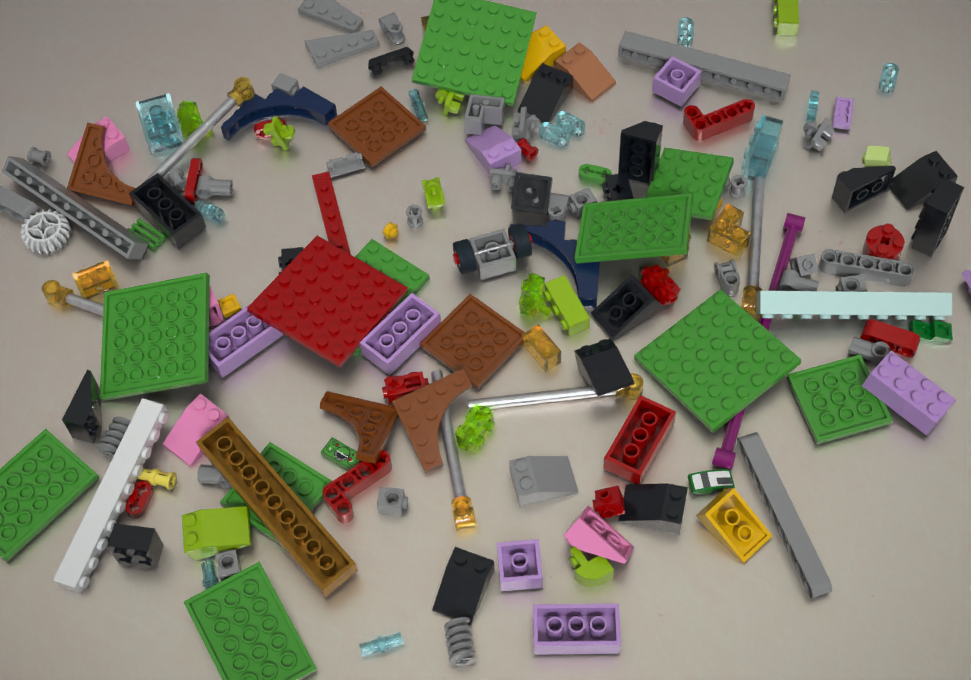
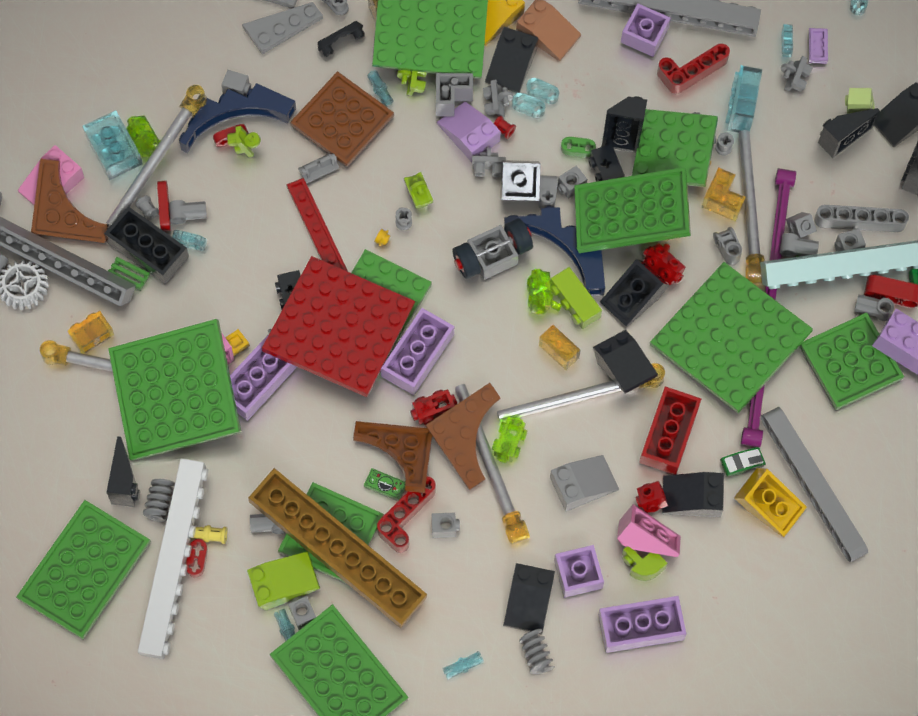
camera: 15 degrees left, 10 degrees up
(135, 545) = (209, 606): black brick -> none
(193, 424) = (236, 480): bright pink slope -> none
(473, 340) = (490, 347): dark orange plate -> none
(884, 242) = (875, 191): red brick -> none

